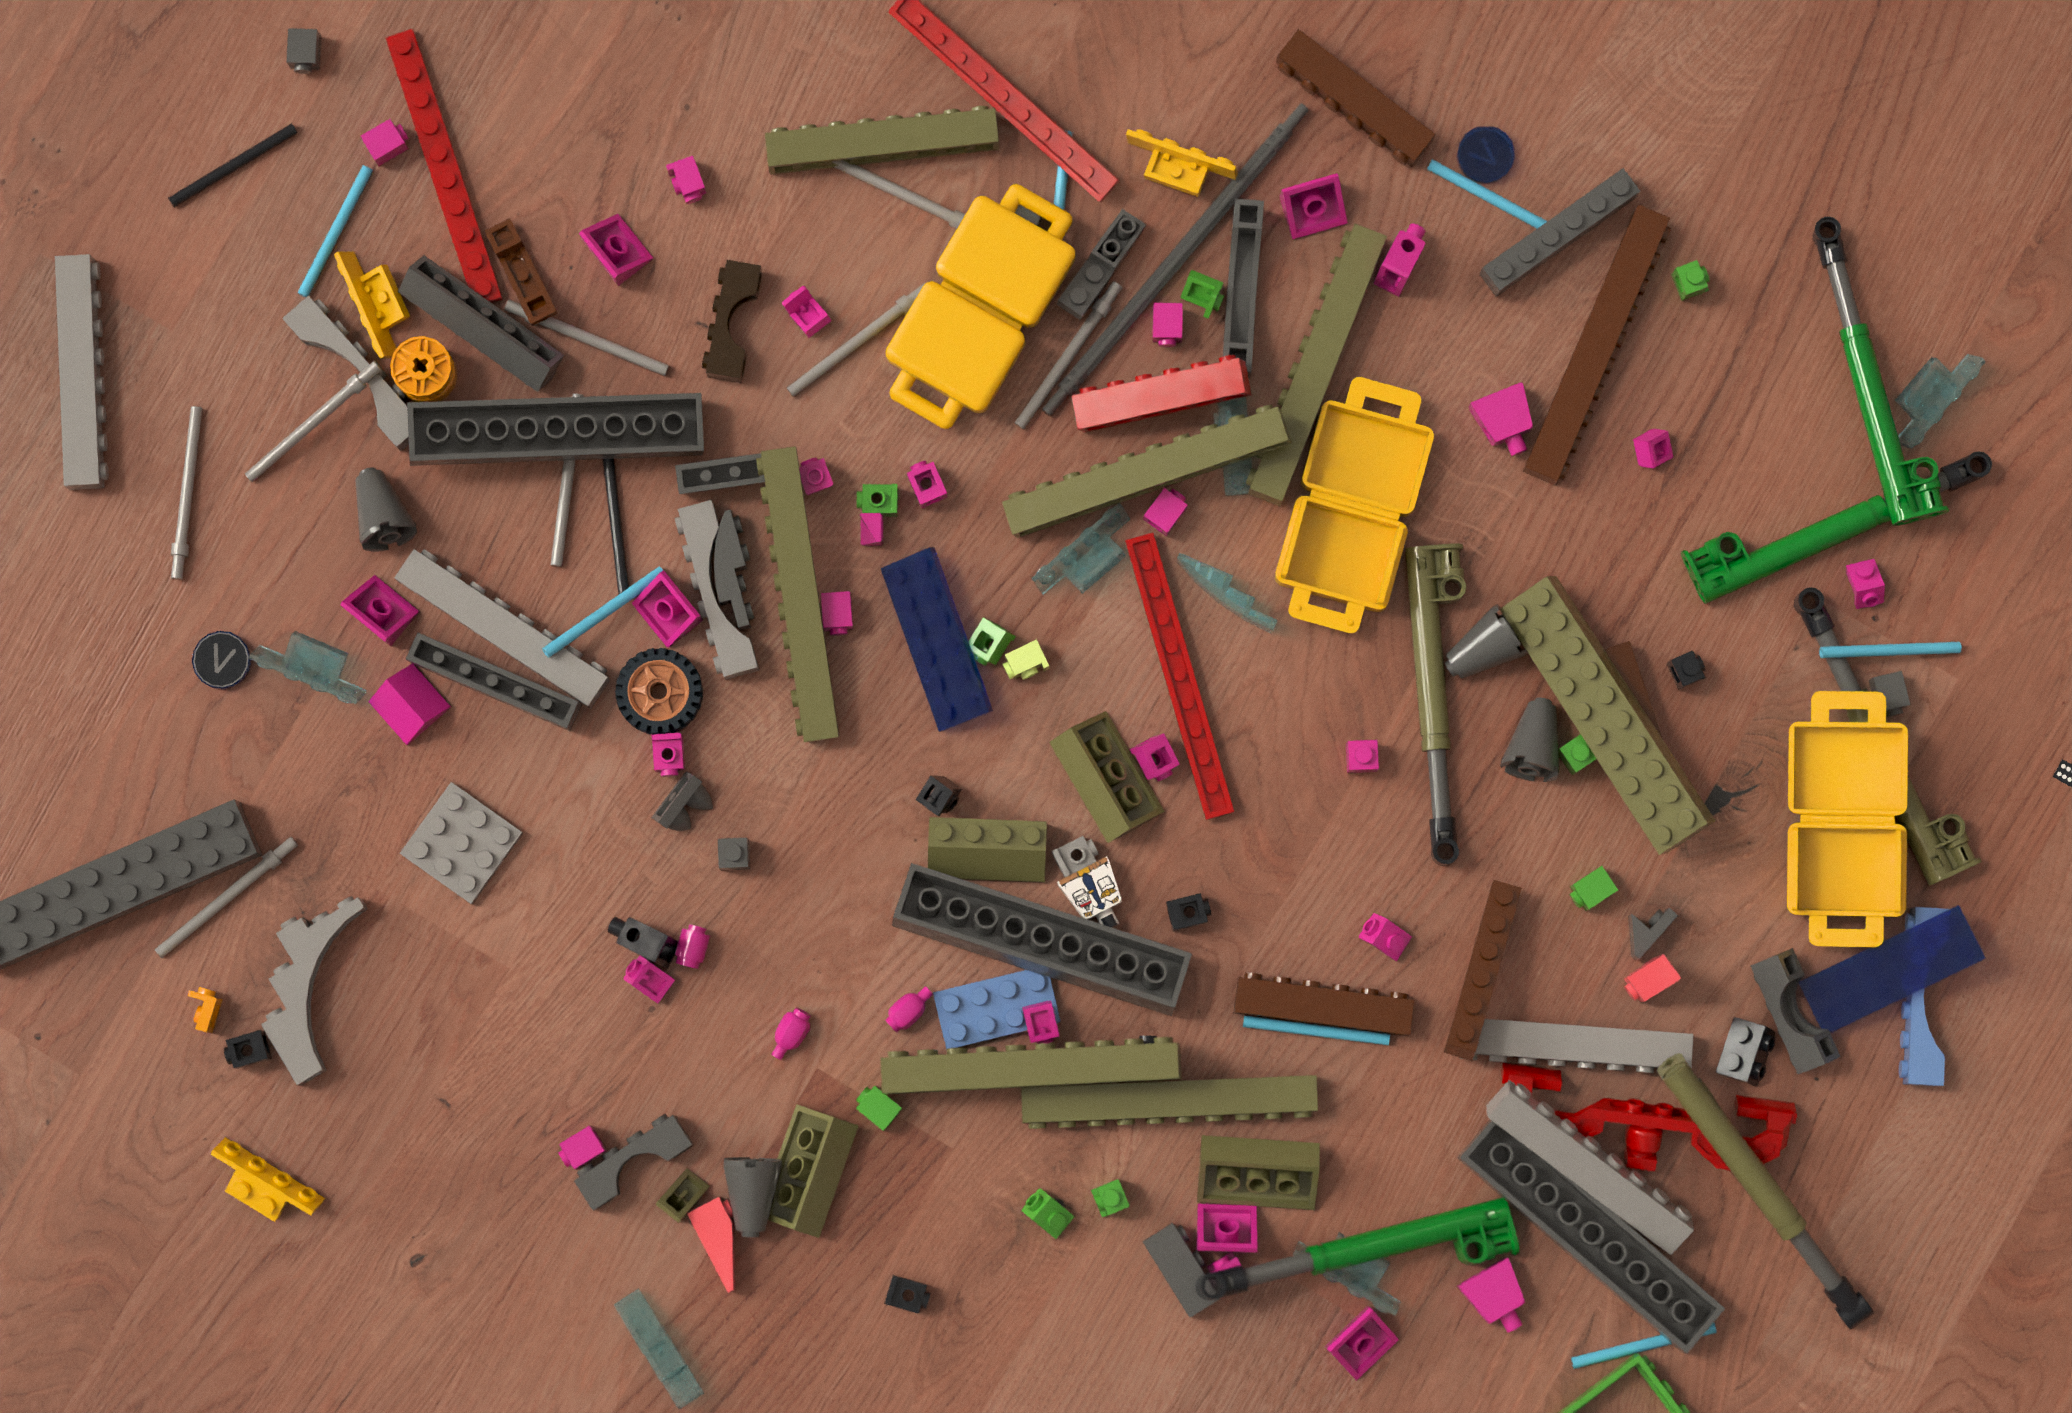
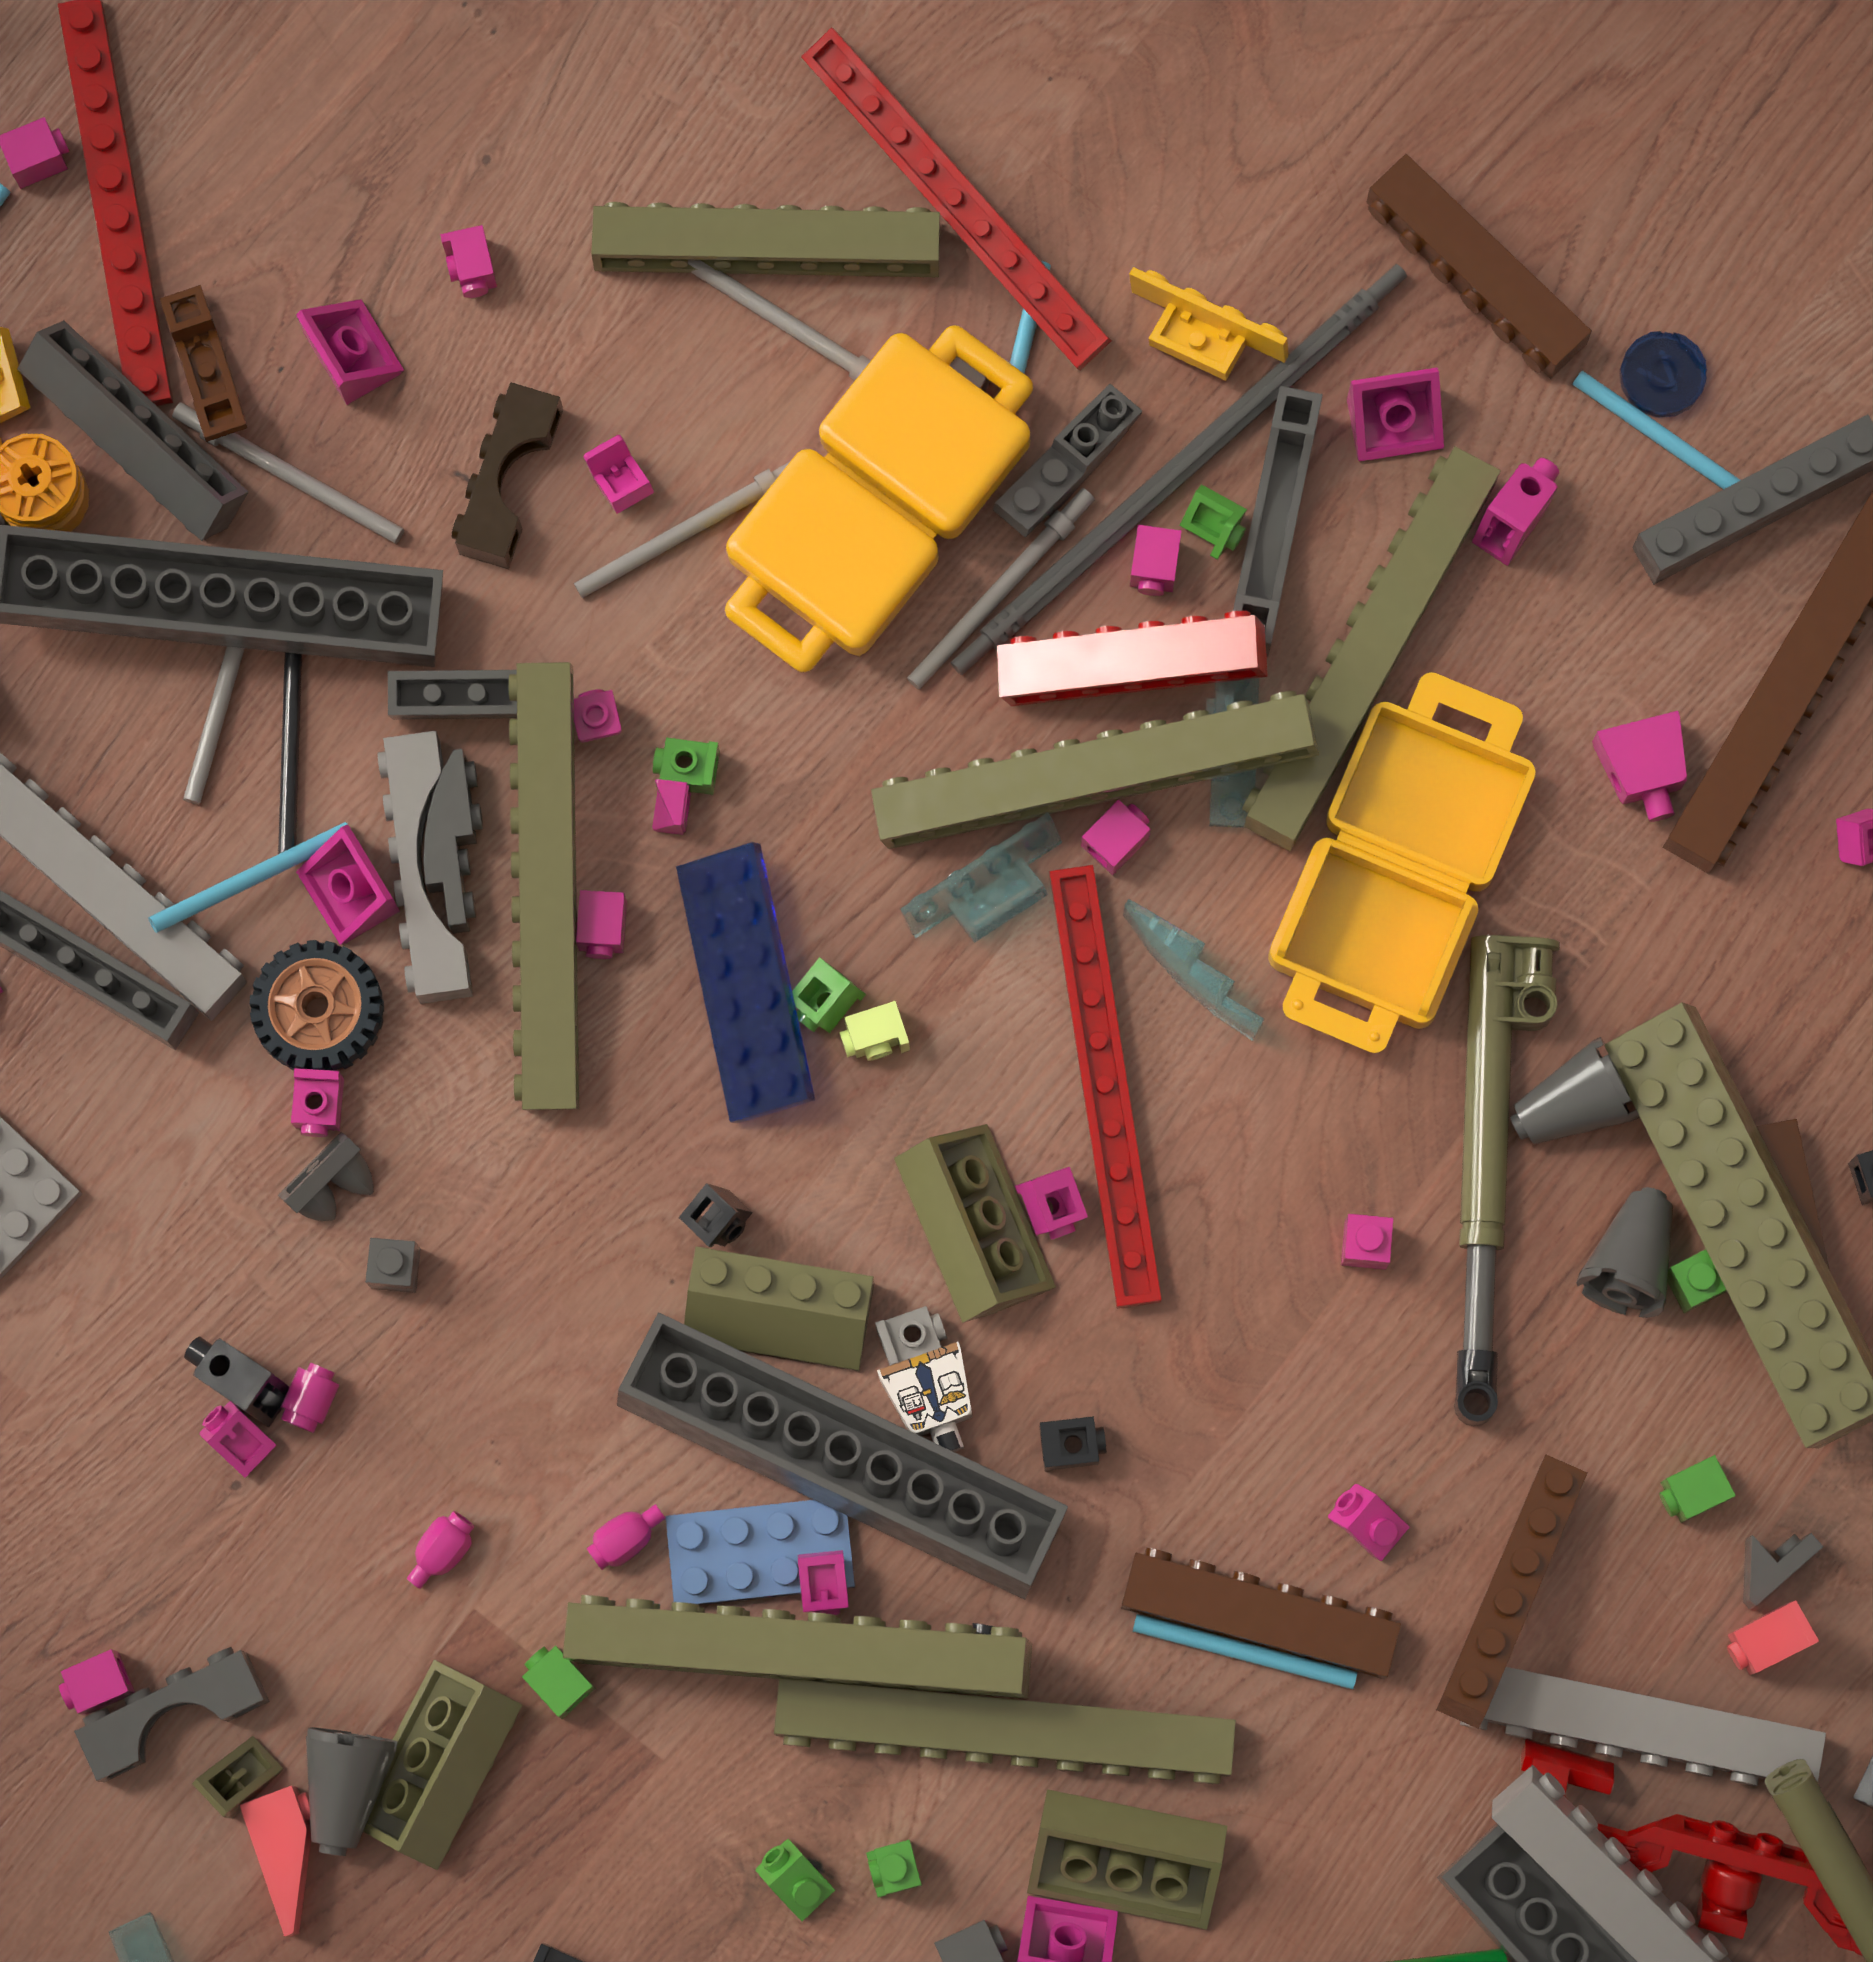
camera: 10 degrees right, 5 degrees down
(926, 471) = (767, 768): dark pink brick -> none

